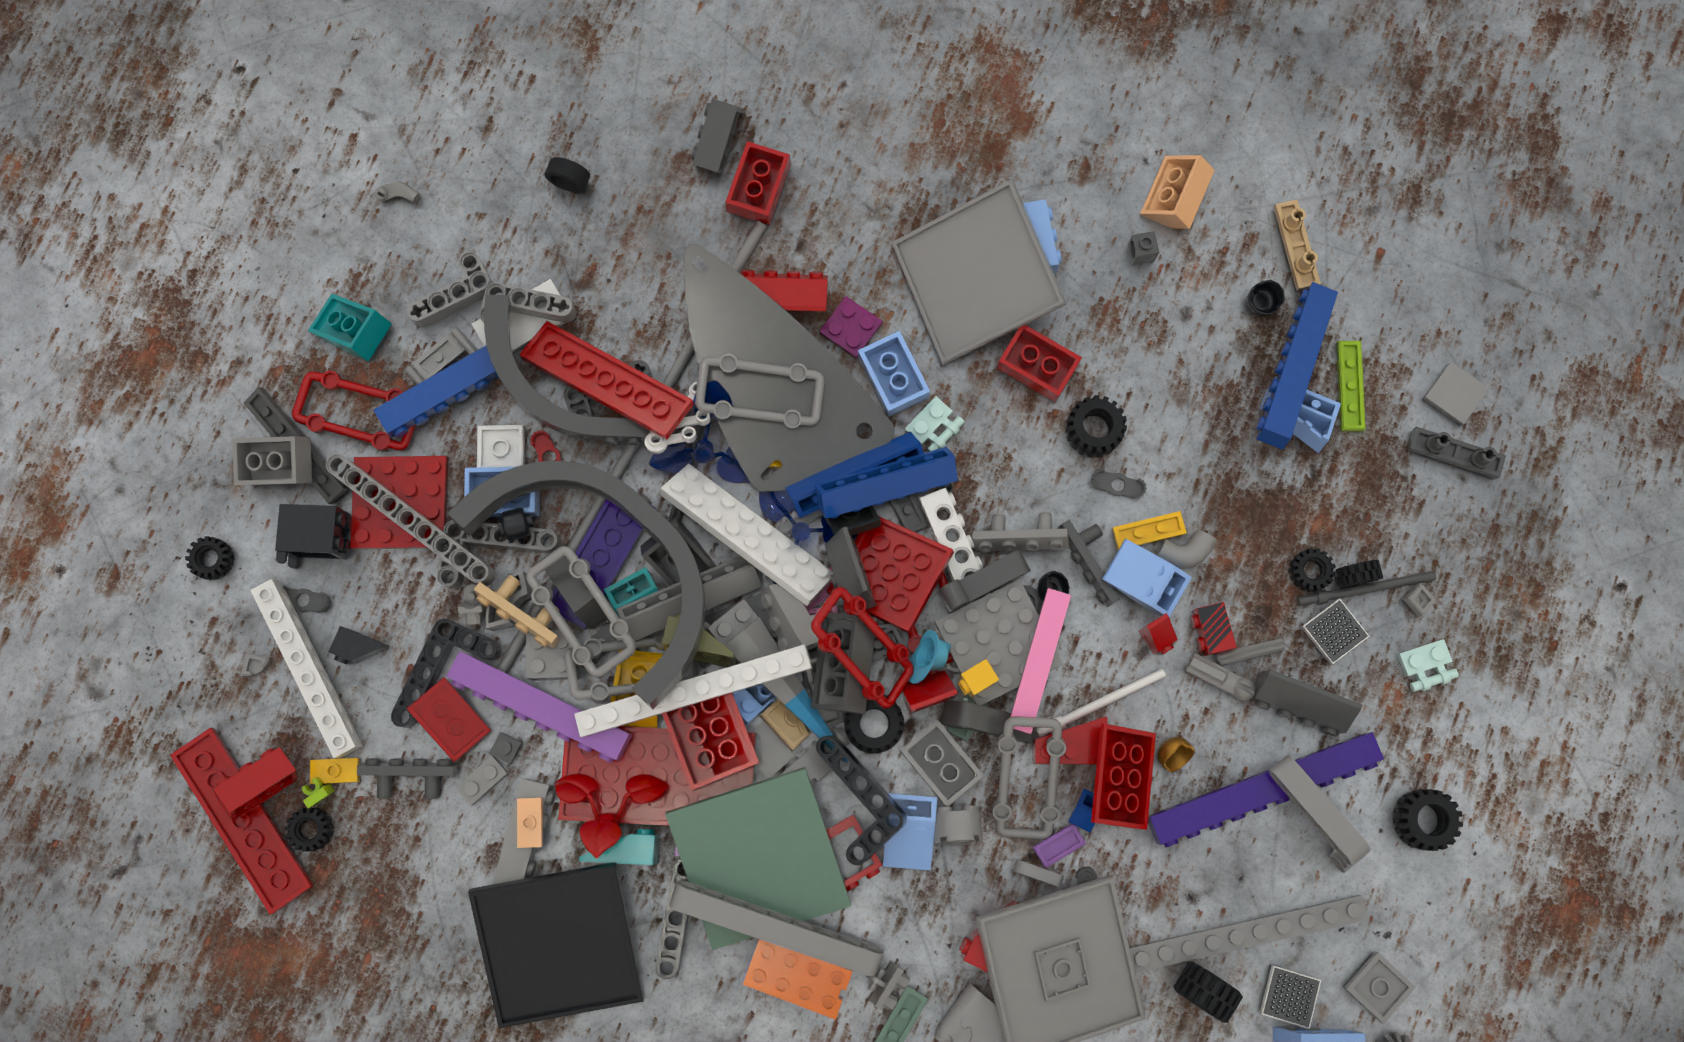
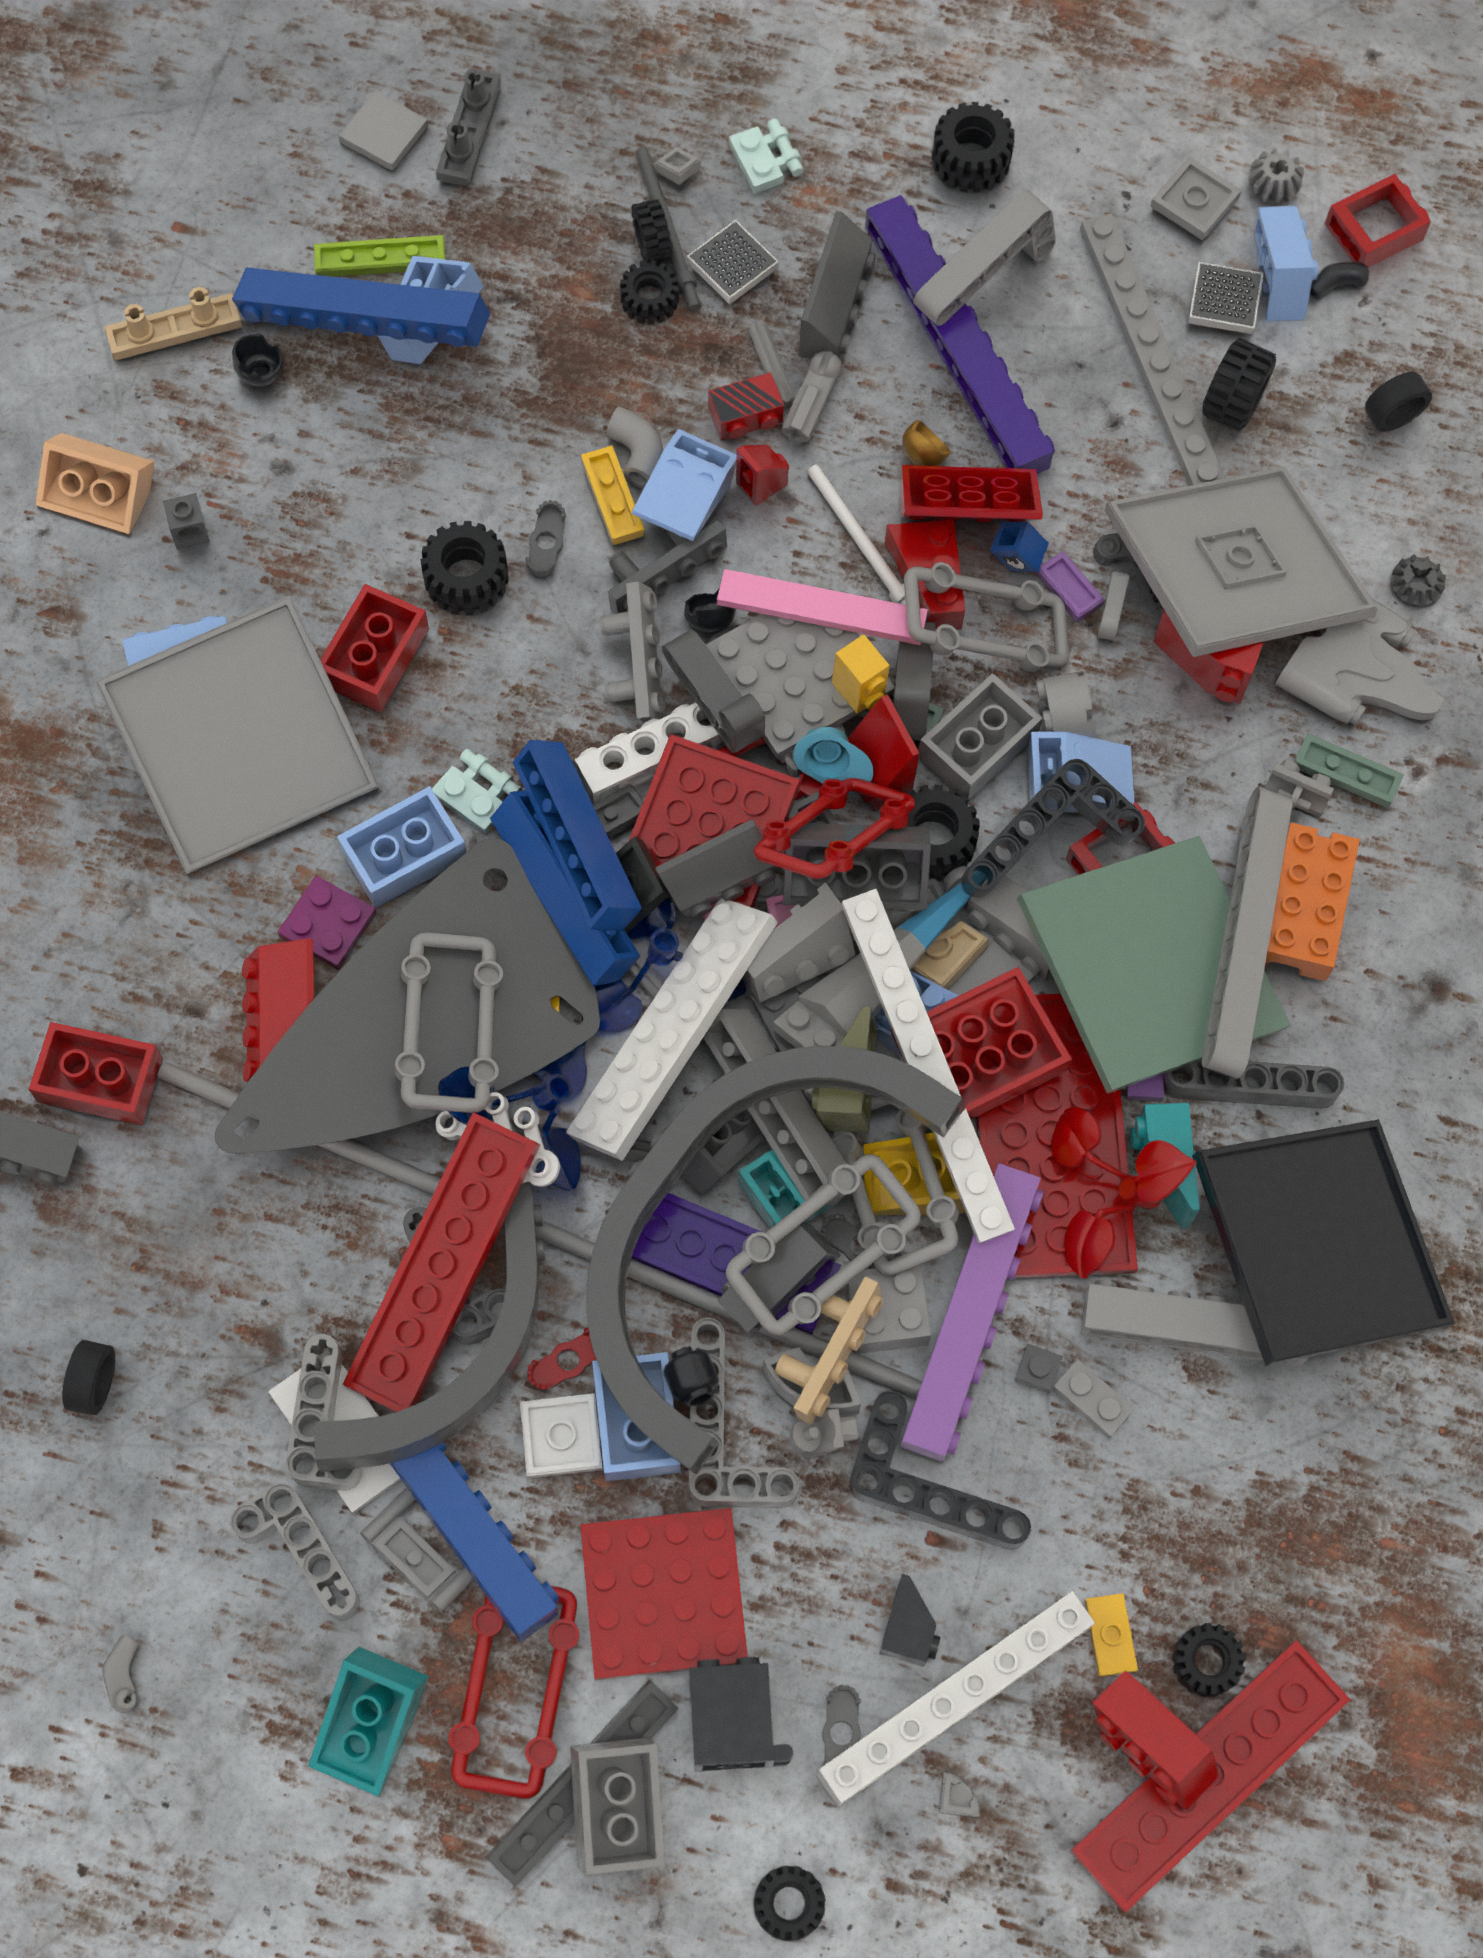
camera: 100 degrees left, 10 degrees down
(318, 794) = (1155, 1651): lime tile -> none
(397, 767) = (1093, 1526): dark grey plate -> none
(400, 515) = (699, 1531): light grey beam -> none
(448, 719) = (1007, 1455): red tile -> none
(529, 822) = (1150, 1301): light nougat plate -> none

